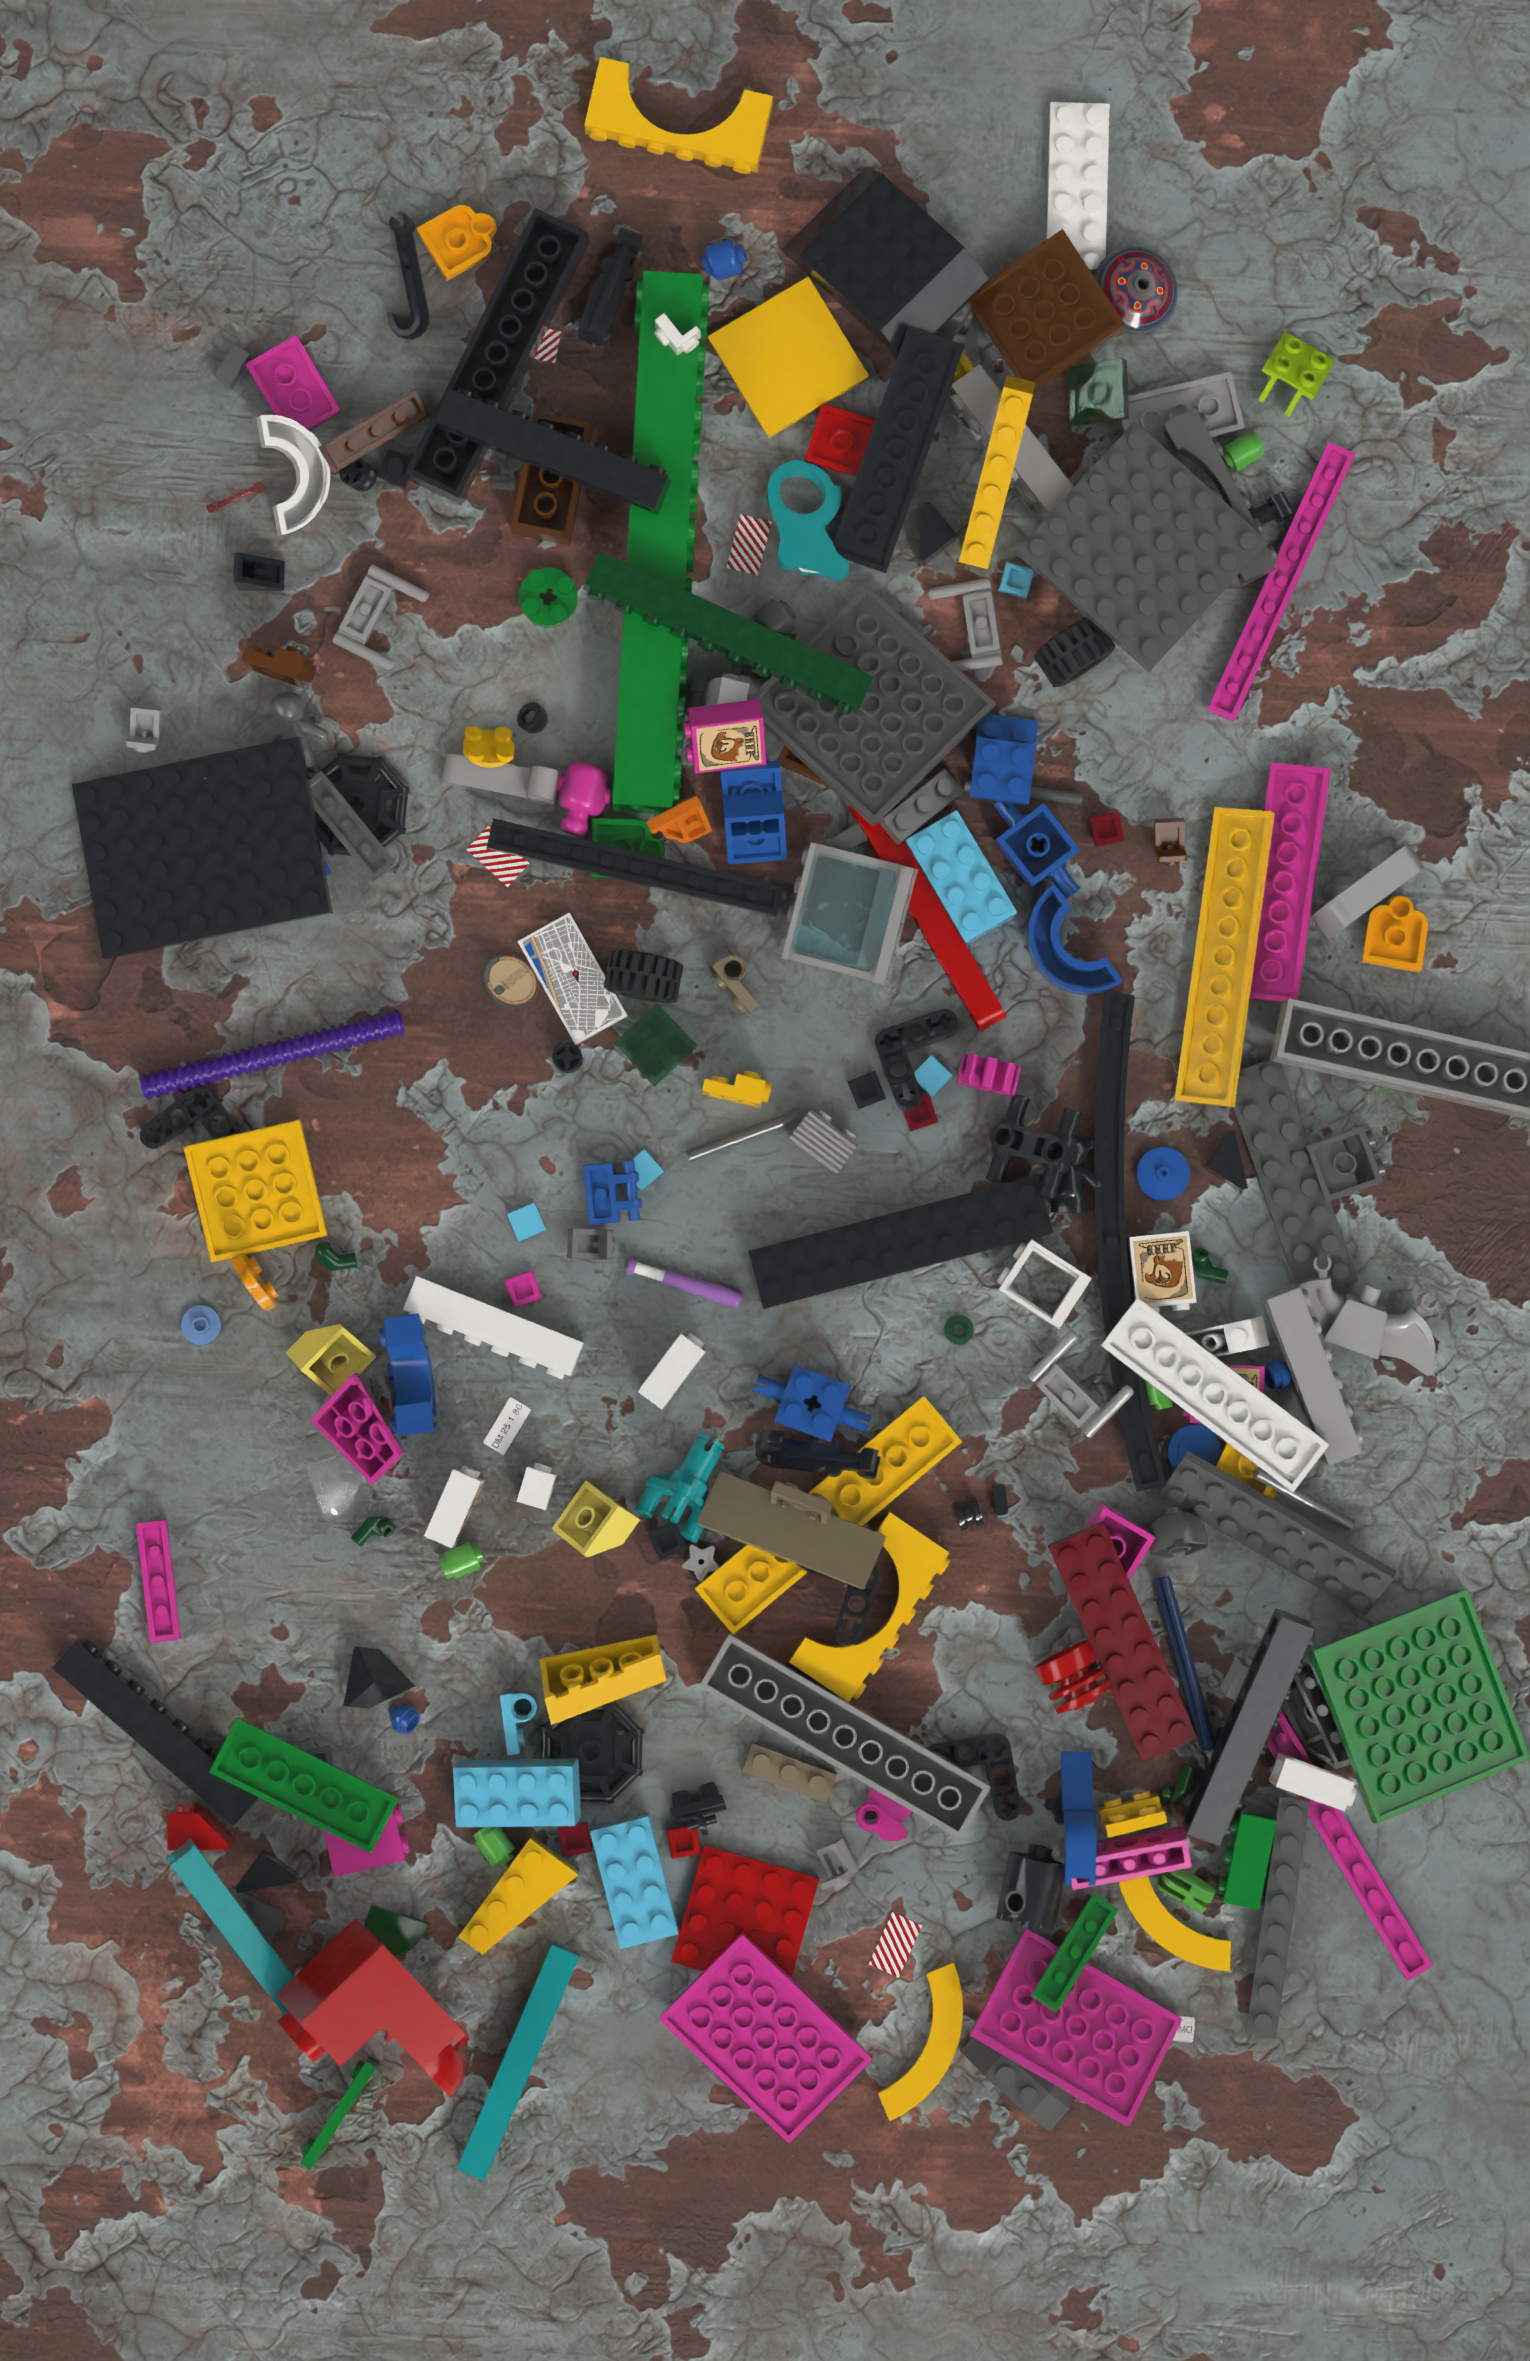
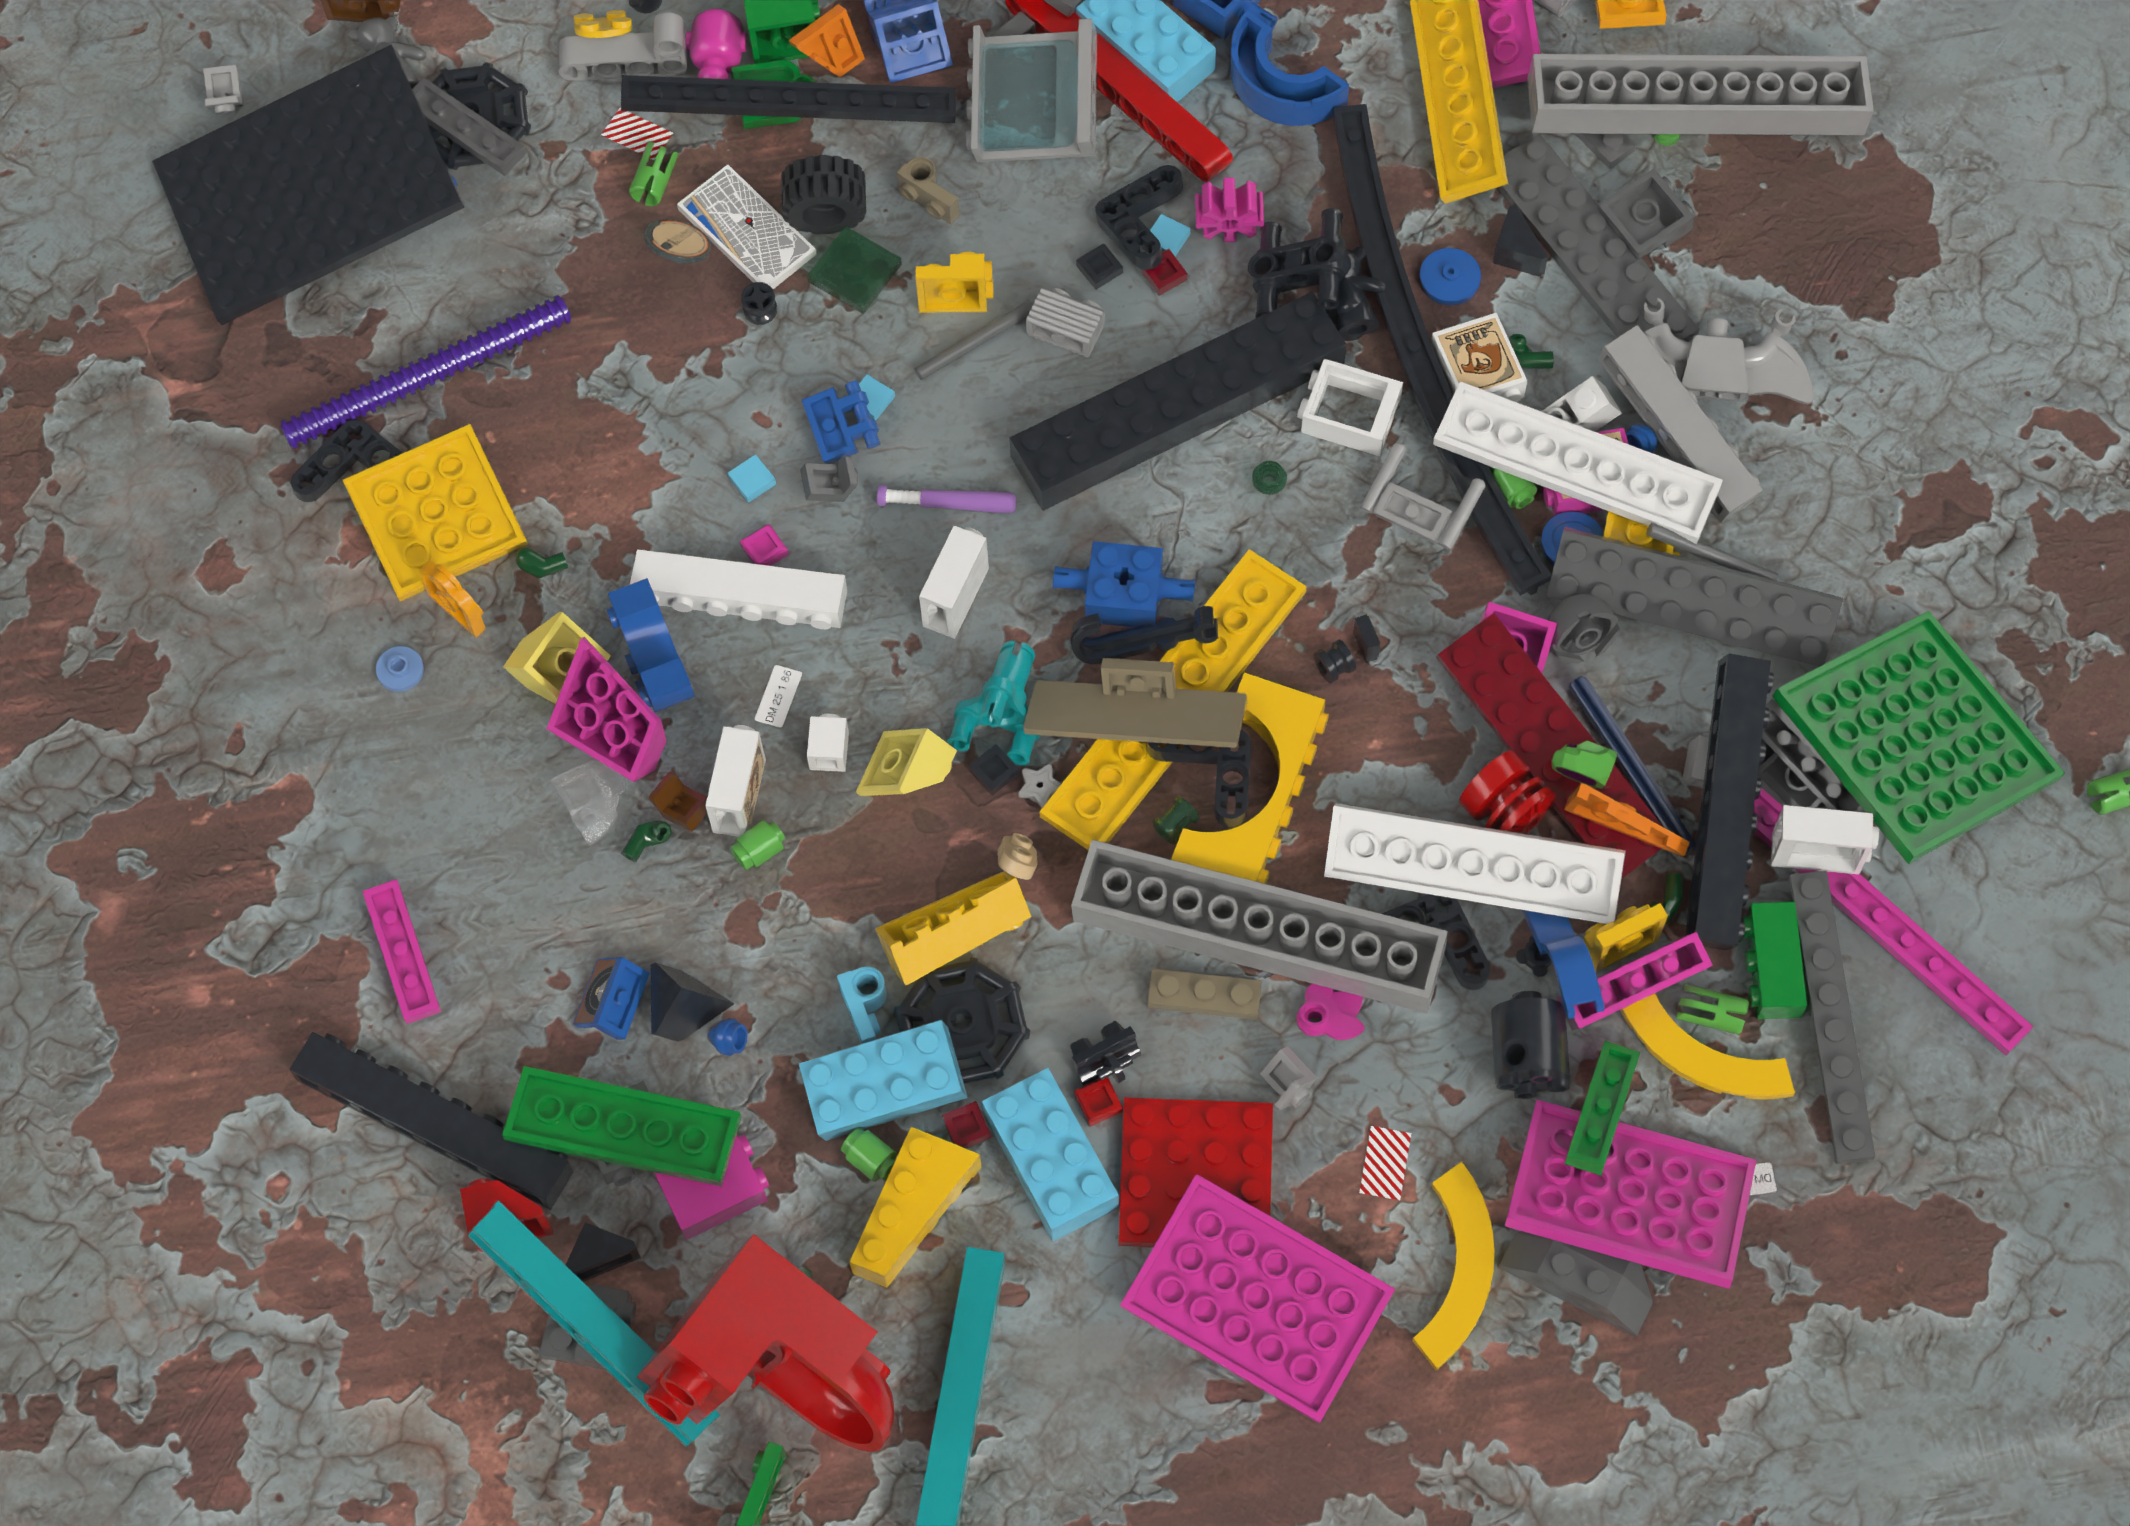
camera: 10 degrees left, 20 degrees down
(317, 1661) = (612, 997): none -> blue panel
(407, 1508) = (678, 802): none -> reddish brown bracket
(498, 916) = (652, 178): none -> bright green arm
(666, 1627) = (1017, 856): none -> tan plate
(803, 1621) = (1175, 819): none -> clear green bush
(1029, 1727) = (1474, 863): none -> white plate
(1142, 1671) = (1585, 763): none -> bright green rock
(1157, 1721) = (1622, 818): none -> orange wing

